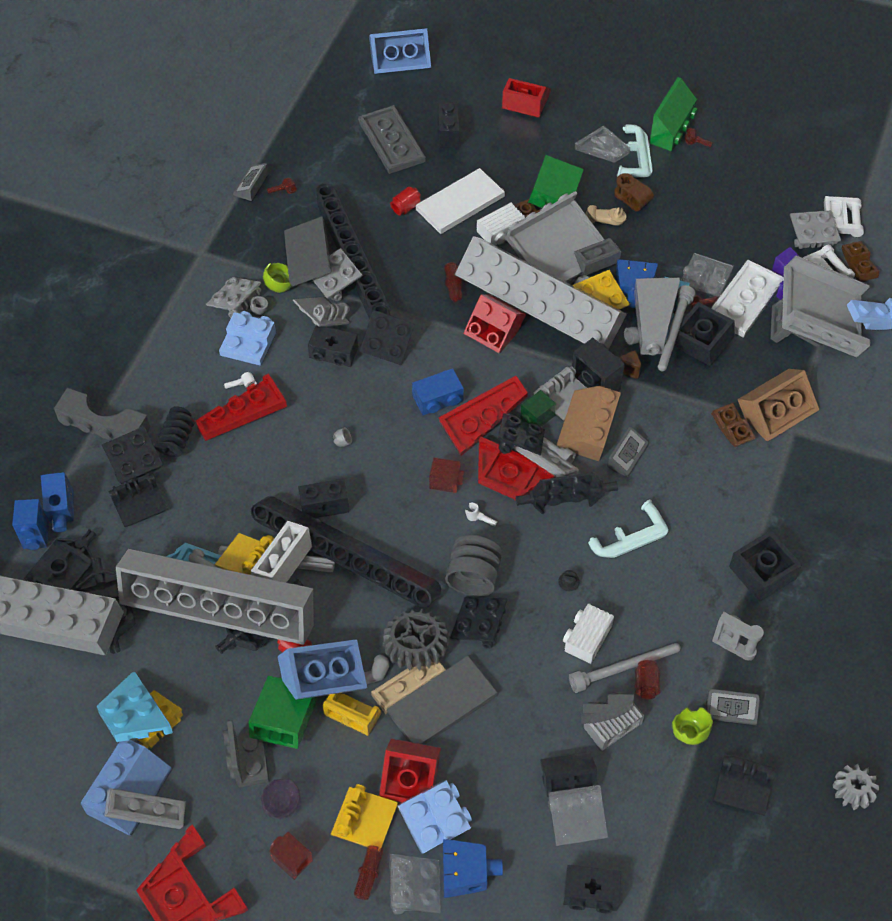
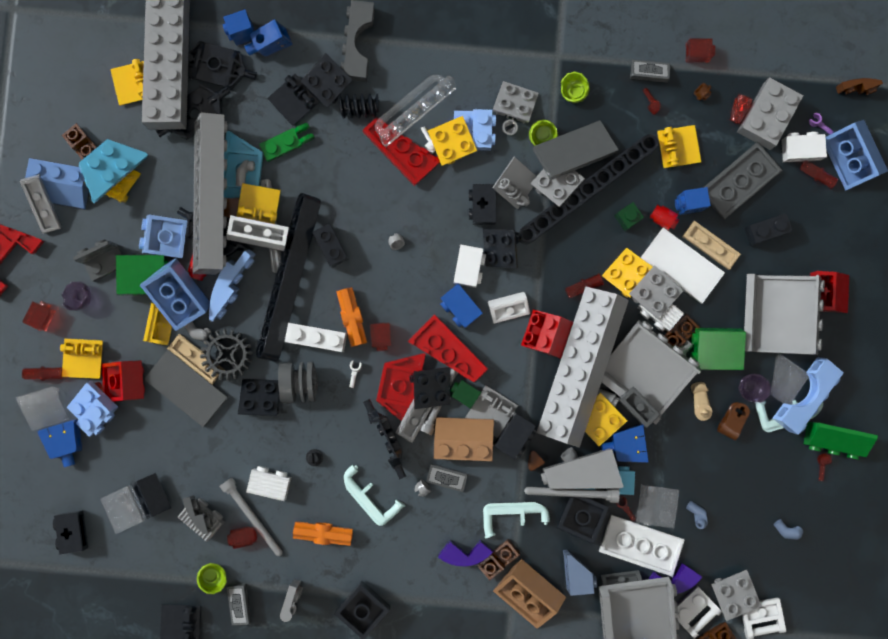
camera: 75 degrees right, 30 degrees up
(37, 667) = (129, 82): none -> yellow hinge
(88, 749) = (79, 141): none -> reddish brown slope
(184, 520) = (285, 142): none -> green hinge
(220, 405) = (431, 99): none -> clear piece
(241, 239) = (574, 87): none -> lime hair
(242, 676) = (163, 236): none -> light blue plate
(248, 138) = (699, 50): none -> clear red brick
(252, 354) = (452, 140): none -> yellow hinge
(290, 145) = (703, 91): none -> reddish brown plate
(319, 120) = (740, 108): none -> clear red cone
(334, 99) = (770, 113): none -> light grey brick
(335, 33) = (861, 85): none -> reddish brown slope
(336, 619) = (224, 288): none -> light blue slope
(339, 174) = (679, 146): none -> yellow hinge
(356, 72) = (820, 124): none -> medium lavender hand
(378, 83) = (804, 147): none -> white brick
(394, 227) = (629, 216): none -> dark green brick
(394, 375) = (468, 266): none -> white brick
(398, 168) = (692, 201): none -> blue brick
(408, 80) = (818, 174): none -> clear red axle
(414, 499) = (351, 317): none -> orange piece
(427, 537) = (316, 337): none -> white brick
(447, 174) = (711, 245): none -> tan tile
(451, 241) = (627, 272): none -> yellow hinge
(453, 352) = (509, 307): none -> white slope
(481, 218) = (655, 292): none -> light grey hinge
(537, 124) = (783, 314): none -> light grey panel
(604, 168) = (754, 388): none -> clear purple hair
(611, 114) = (822, 377): none -> light blue arch
(634, 478) = (423, 488): none -> light grey hinge
(663, 590) = (322, 533): none -> orange piece
(680, 393) = (512, 508): none -> light aqua piece
(718, 462) = (456, 556): none -> dark purple brick
(723, 242) = (699, 513): none -> sand blue arm
(758, 179) = (788, 533): none -> sand blue arm
(764, 350) = (578, 576): none -> sand blue slope

